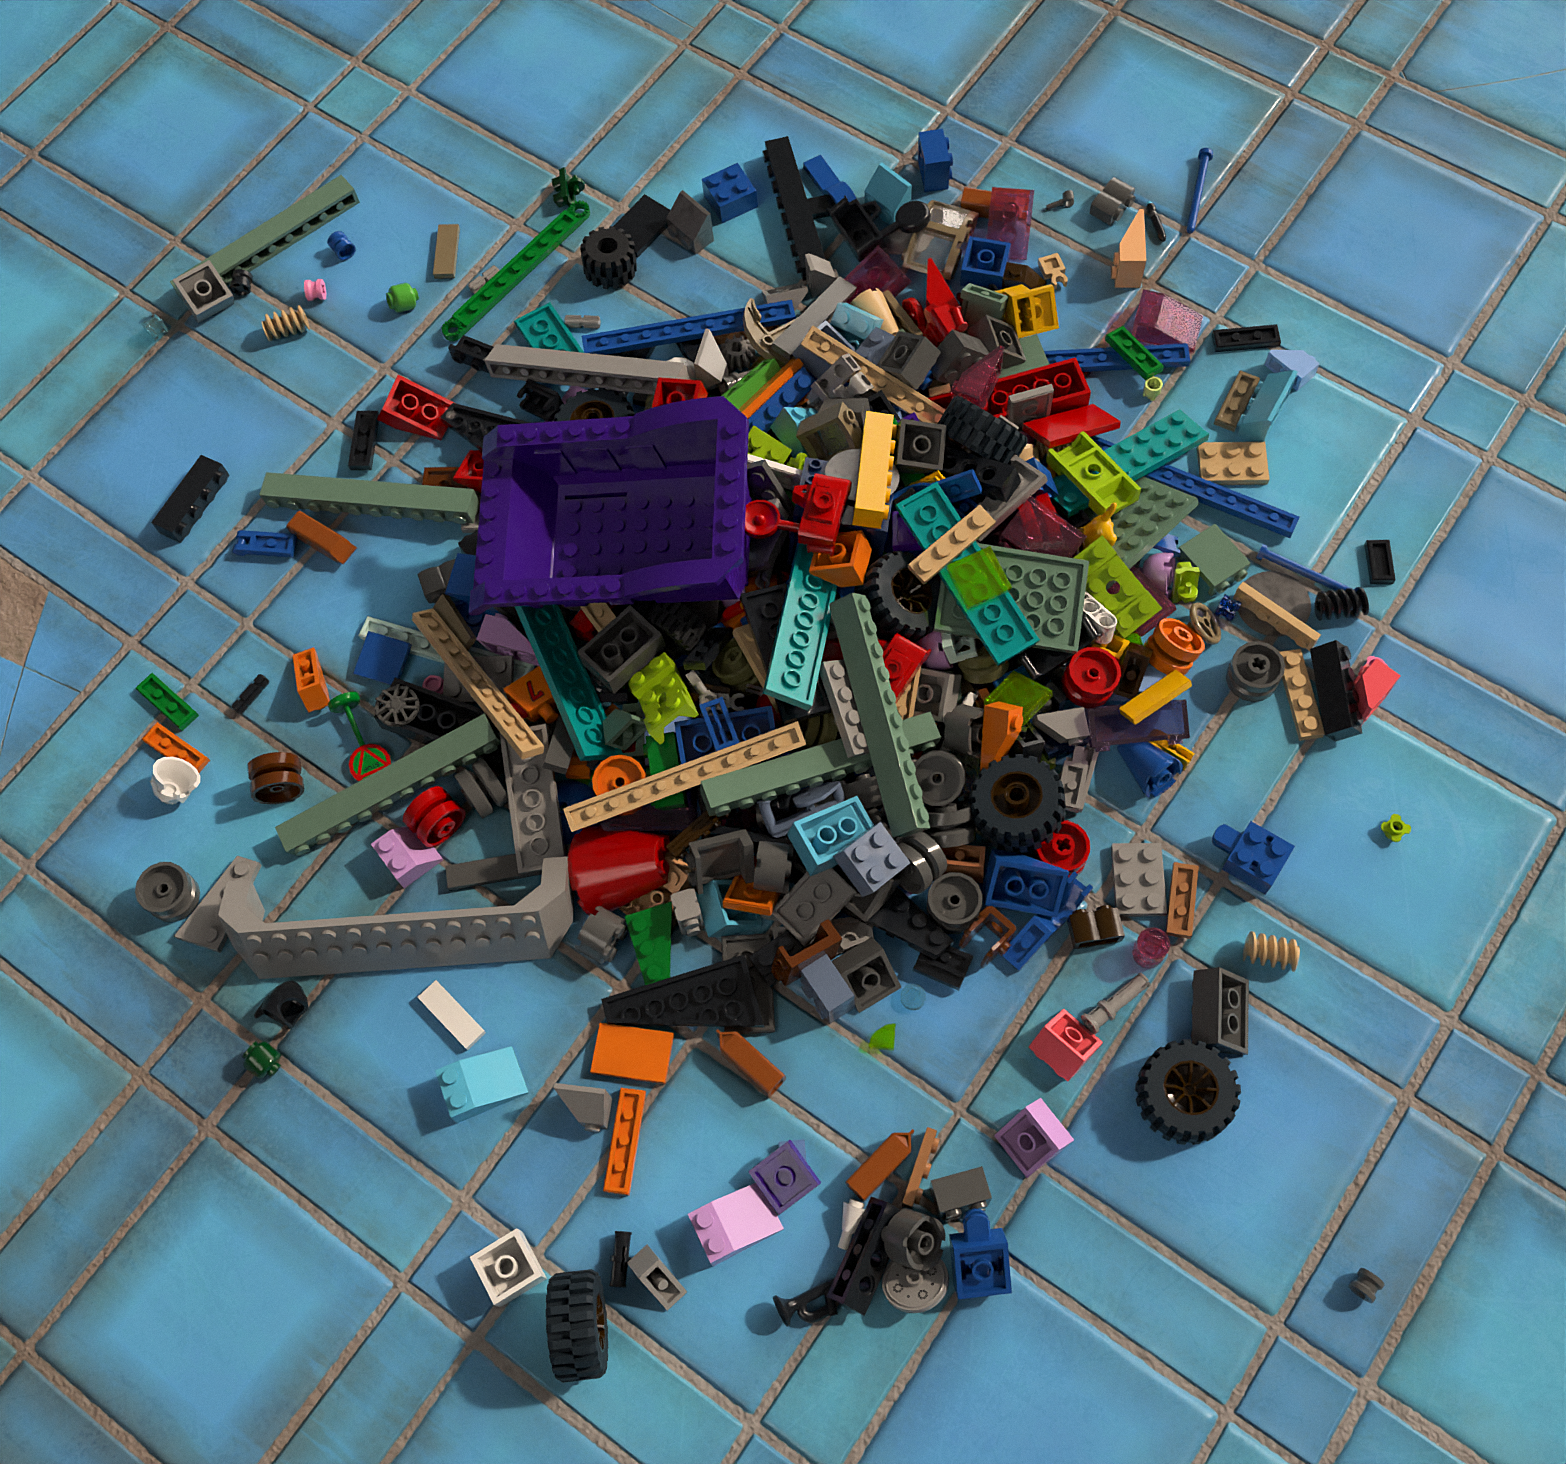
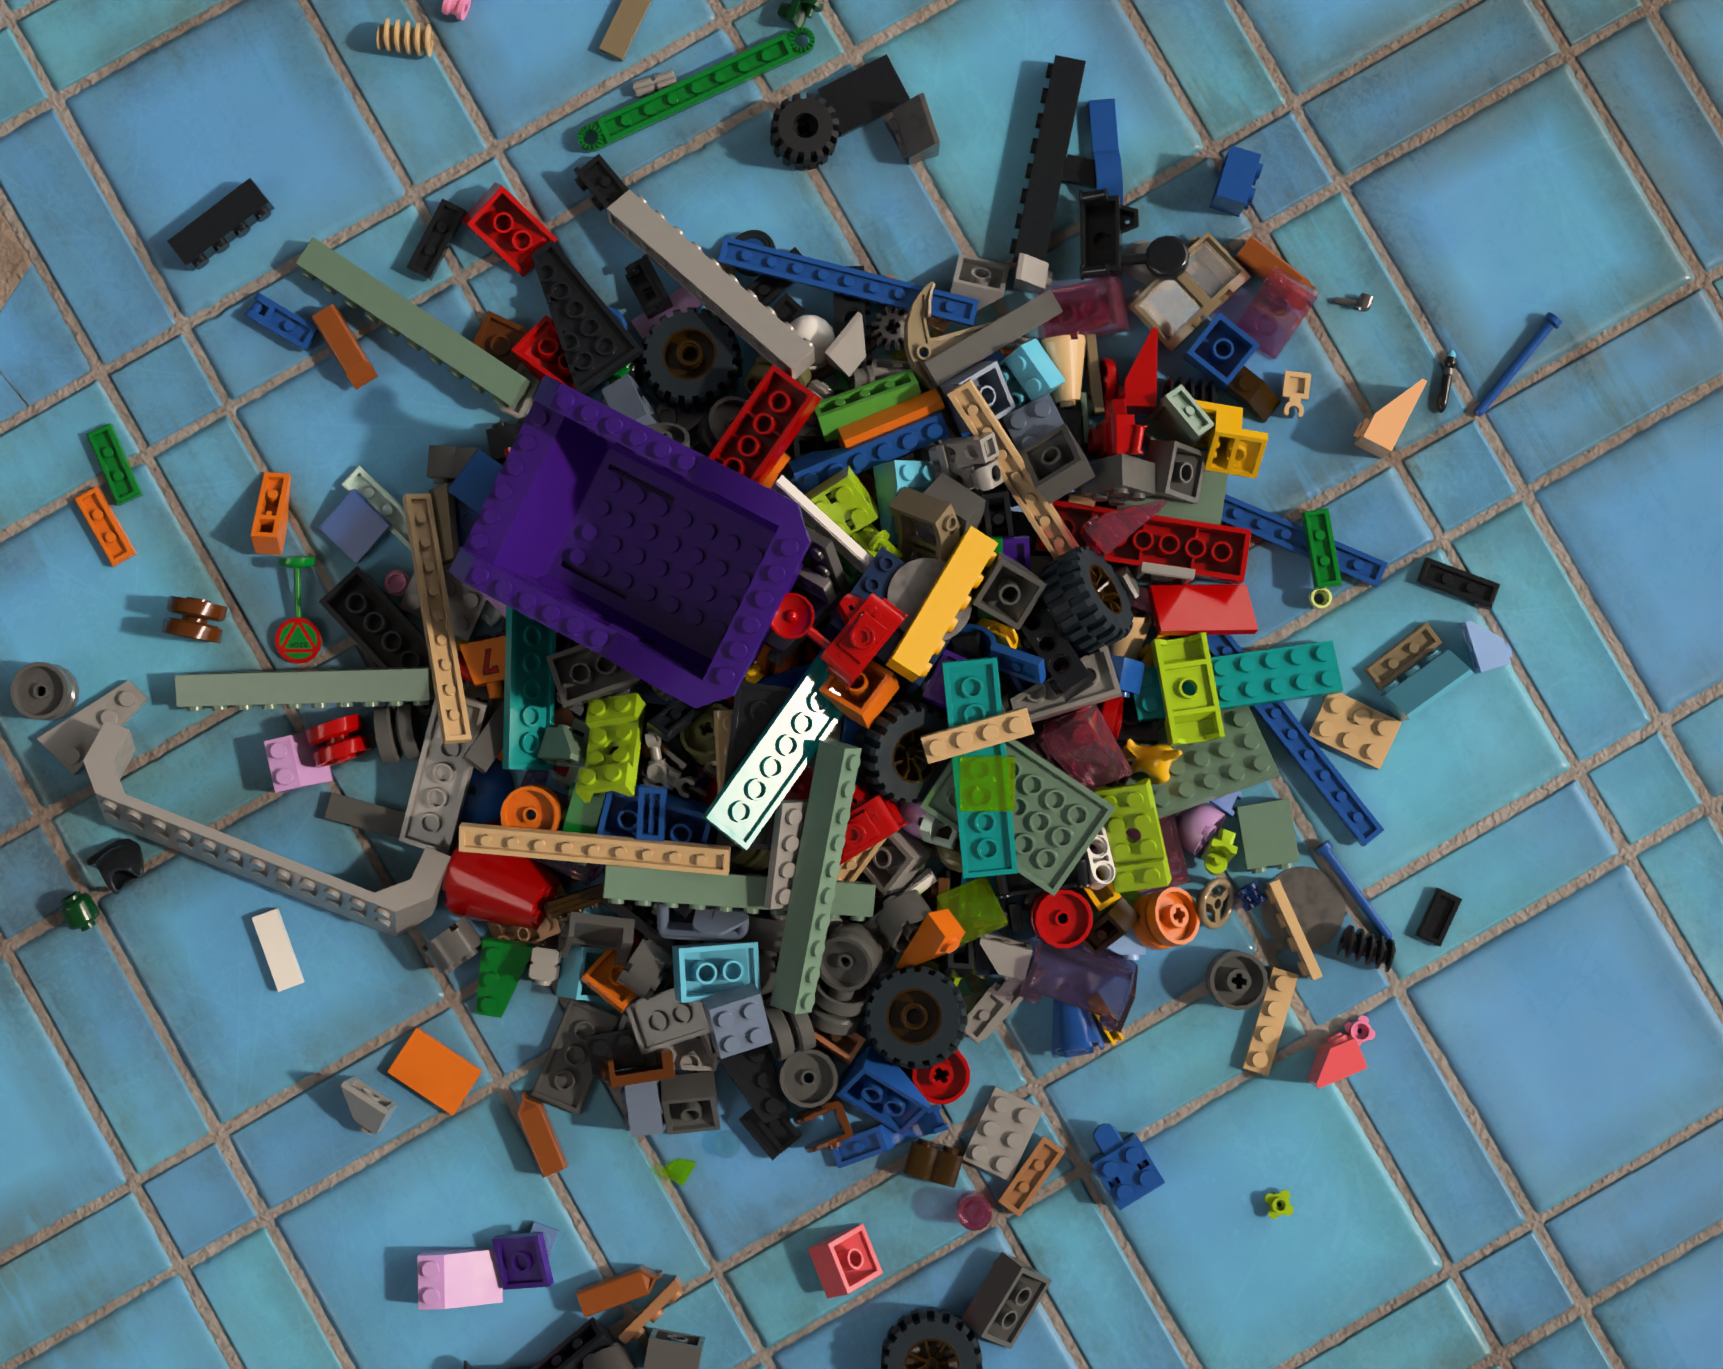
camera: 20 degrees right, 20 degrees up
(173, 779) = (92, 569): white helmet -> none
(250, 694) = (204, 499): black axle -> none
(396, 705) = (346, 602): dark grey wheel -> none
(402, 297) = (550, 66): bright green head -> none
(481, 1083) = (279, 1034): medium azure slope -> none
(508, 1268) = (235, 1223): white brick -> none
(546, 330) = (696, 200): teal tile -> none
(577, 321) = (736, 195): light grey piece -> none
(577, 1326) = (273, 1312): black wheel -> none
(620, 1258) = (341, 1260): black pin -> none
(624, 1141) = (392, 1151): orange tile -> none
(656, 1277) = (366, 1292): light grey slope -> none
(702, 997) = (525, 1053): black wing -> none
(729, 193) = (983, 104): blue brick -> none
(850, 1219) = (569, 1322): white cone -> none
(888, 191) = (1158, 204): medium azure slope -> none
(1033, 1137) = (770, 1332): lavender slope -> none
(1108, 1008) = (902, 1246): light grey pin -> none
(1112, 201) = (1411, 333): dark grey brick -> none
(1155, 697) = (1116, 965): yellow tile -> none
(1165, 321) = (1381, 523): clear pink slope -> none
(1271, 950) = (1087, 1267): tan piece -> none
(1336, 690) = (1304, 1040): black brick -> none

